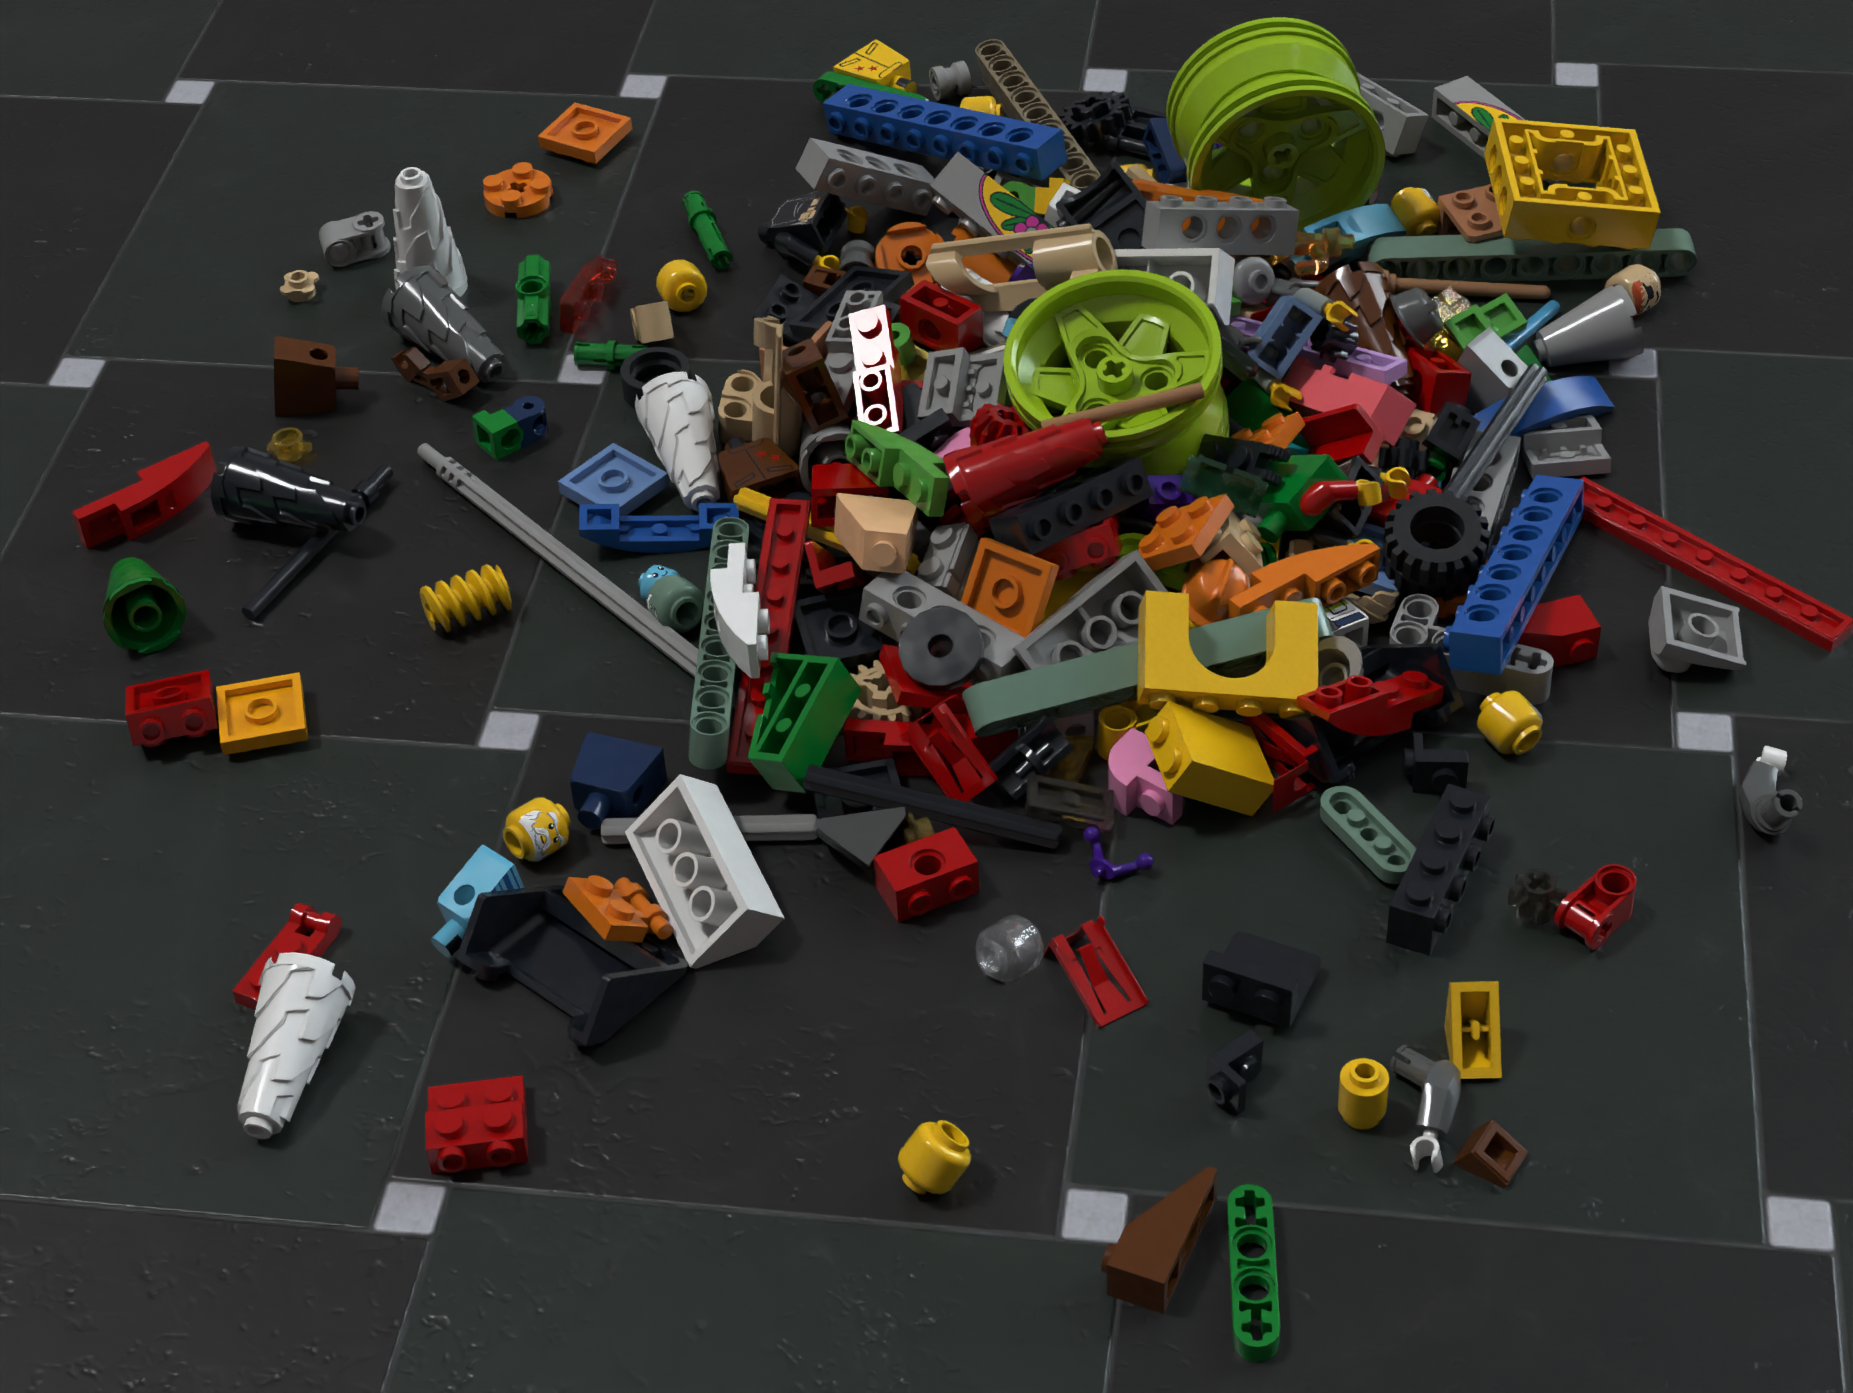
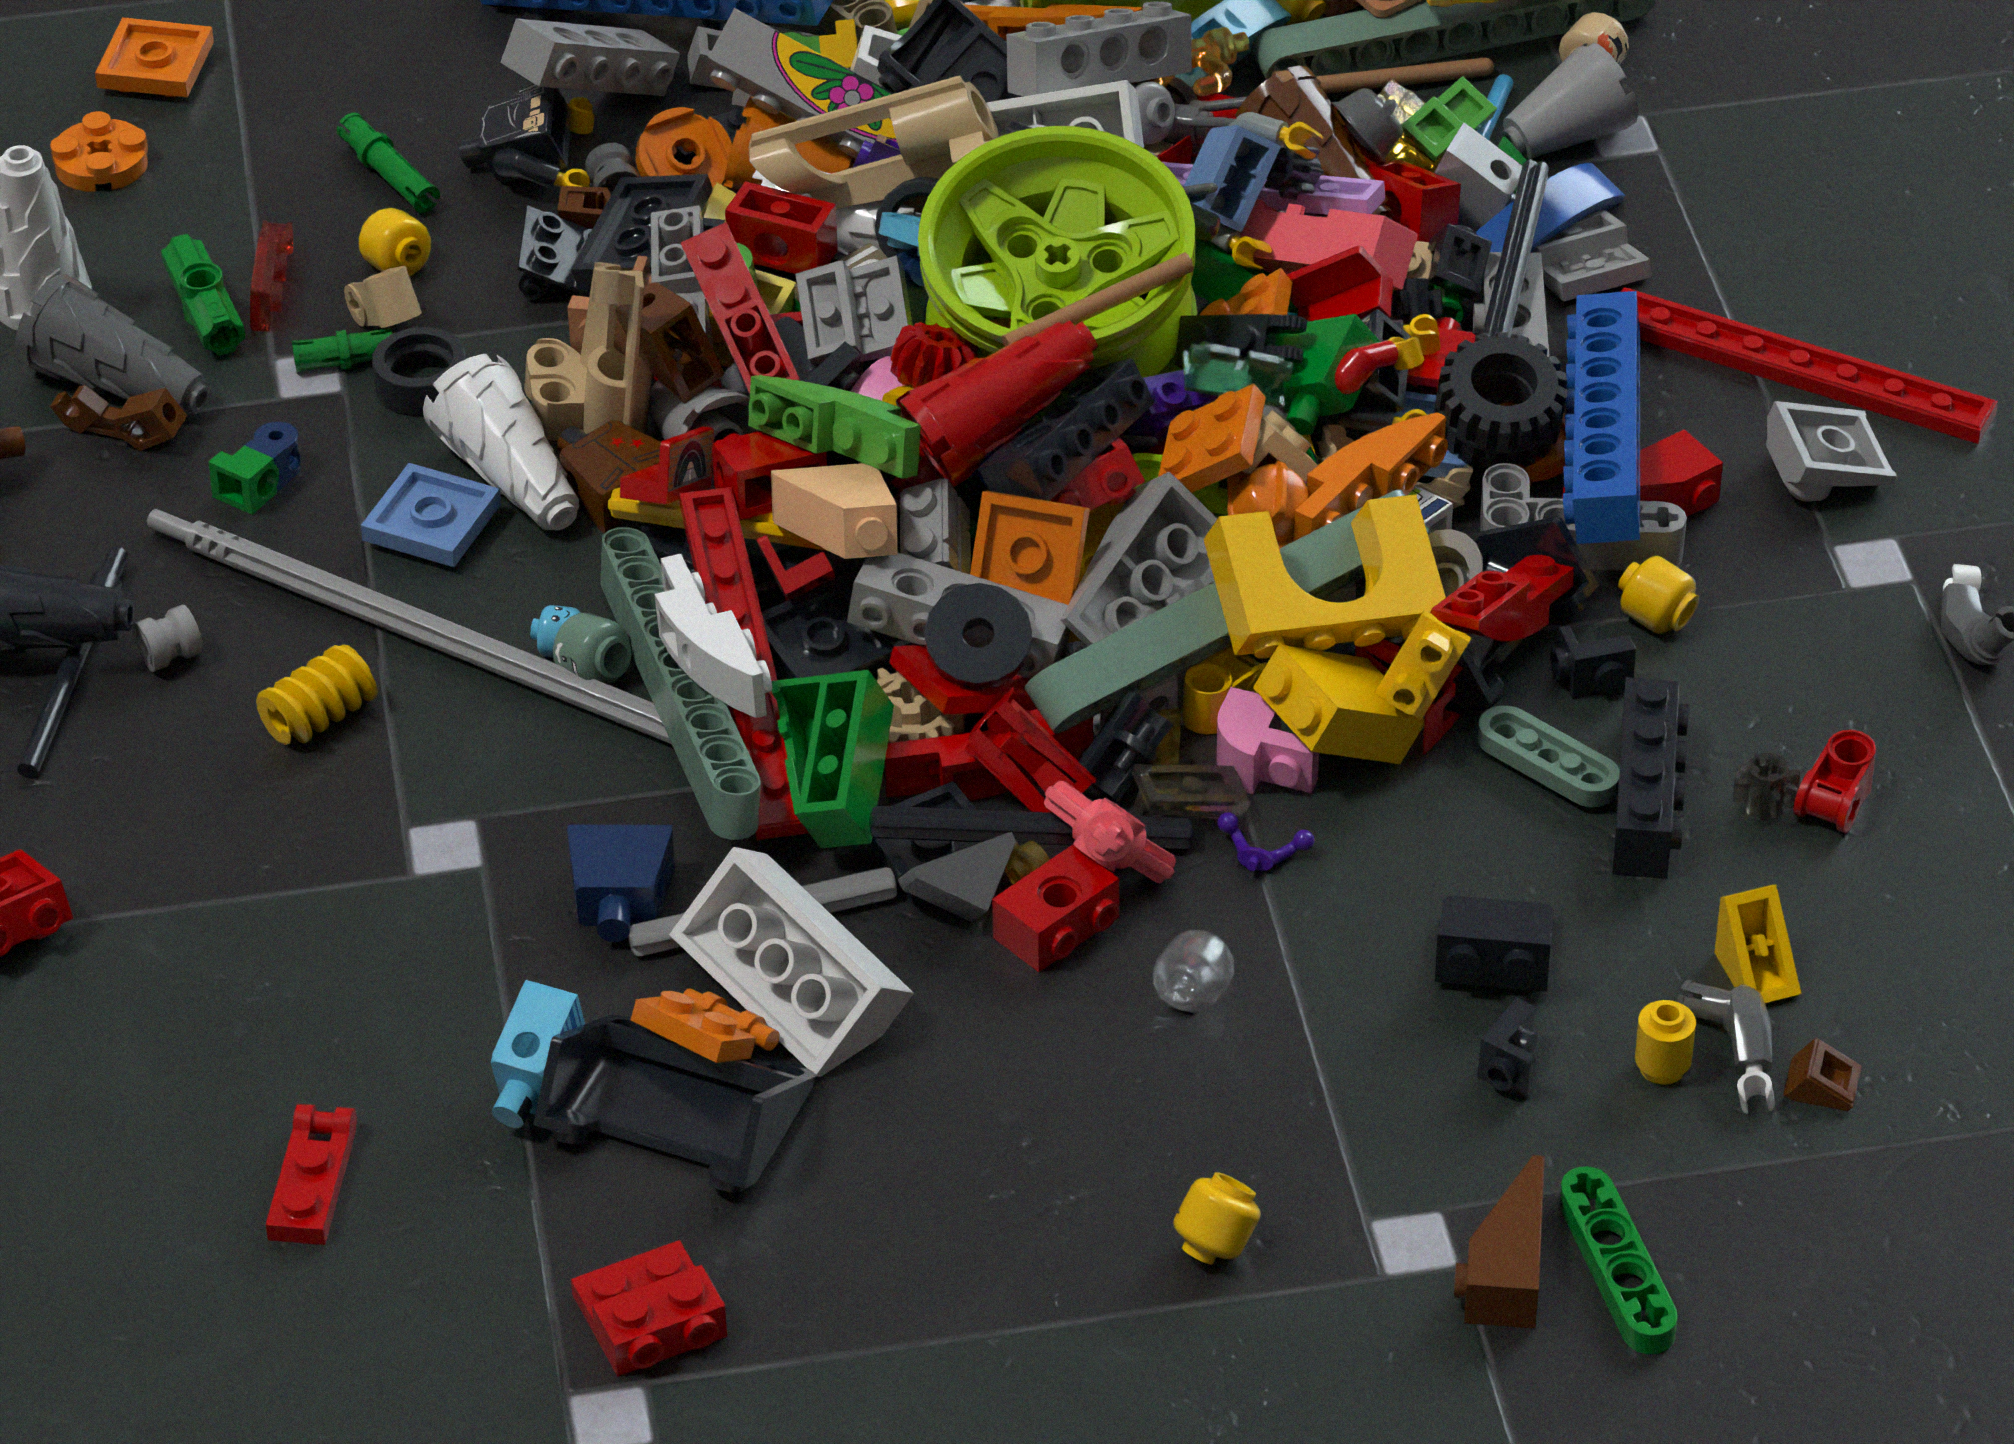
camera: 20 degrees left, 0 degrees up
(261, 713) = (122, 889): light orange plate -> none
(293, 1026) = (375, 1242): white cone -> none
(386, 536) = (167, 638): none -> light grey wheel
(536, 829) = (556, 952): yellow head -> none
(651, 533) = (517, 566): blue slope -> none
(782, 479) = (682, 468): none -> panel
(987, 825) = (1109, 833): none -> coral bush
(1109, 996) = (1313, 993): red piece -> none
(1278, 741) = (1422, 665): none -> yellow hips

